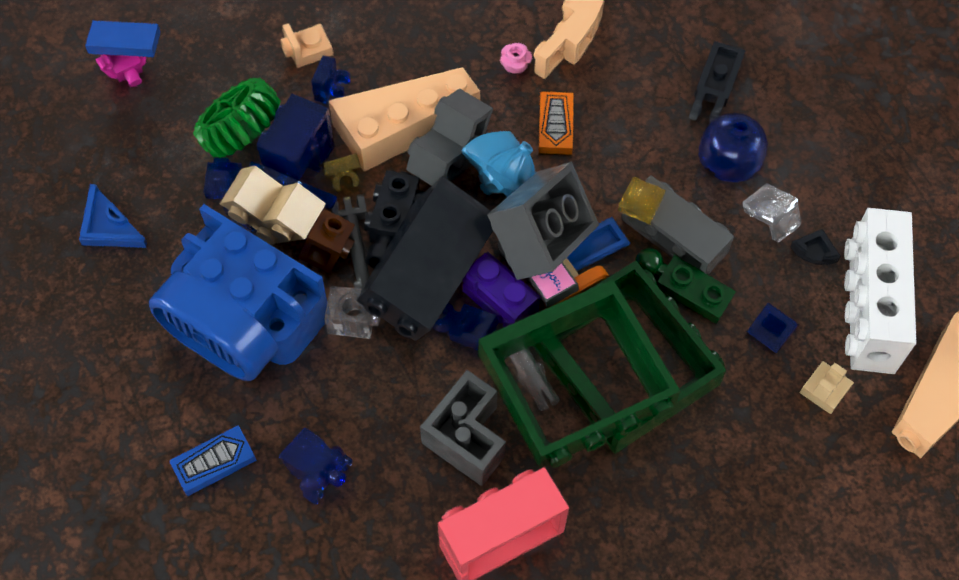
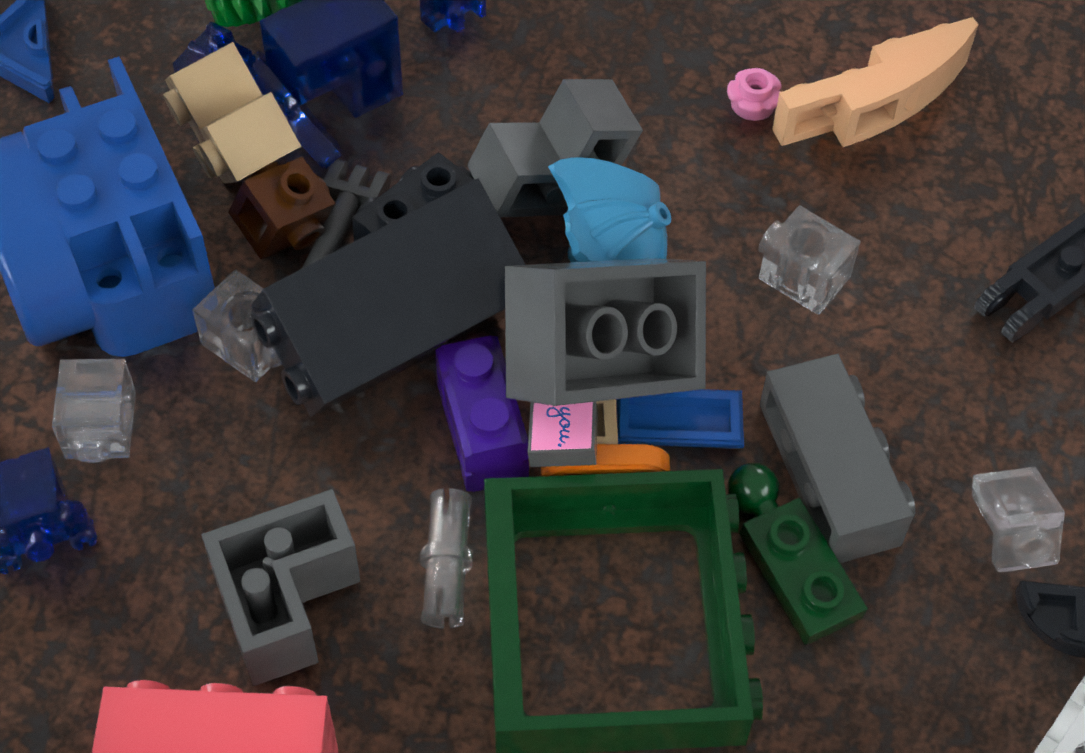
camera: 30 degrees right, 5 degrees down
(306, 396) = (94, 409): none -> clear brick
(342, 167) = (381, 120): clear yellow tile -> none
(389, 118) = (495, 76): light nougat wedge -> none
(467, 325) = (401, 437): clear blue plate -> none
(556, 123) = (748, 211): tile -> none
(602, 145) = (807, 258): none -> clear brick
(610, 305) = (501, 485): dark green piece -> none
(641, 200) = (792, 381): clear yellow tile -> none
(733, 147) = (1017, 385): clear blue cylinder -> none
(773, 327) = (897, 701): clear blue slope -> none

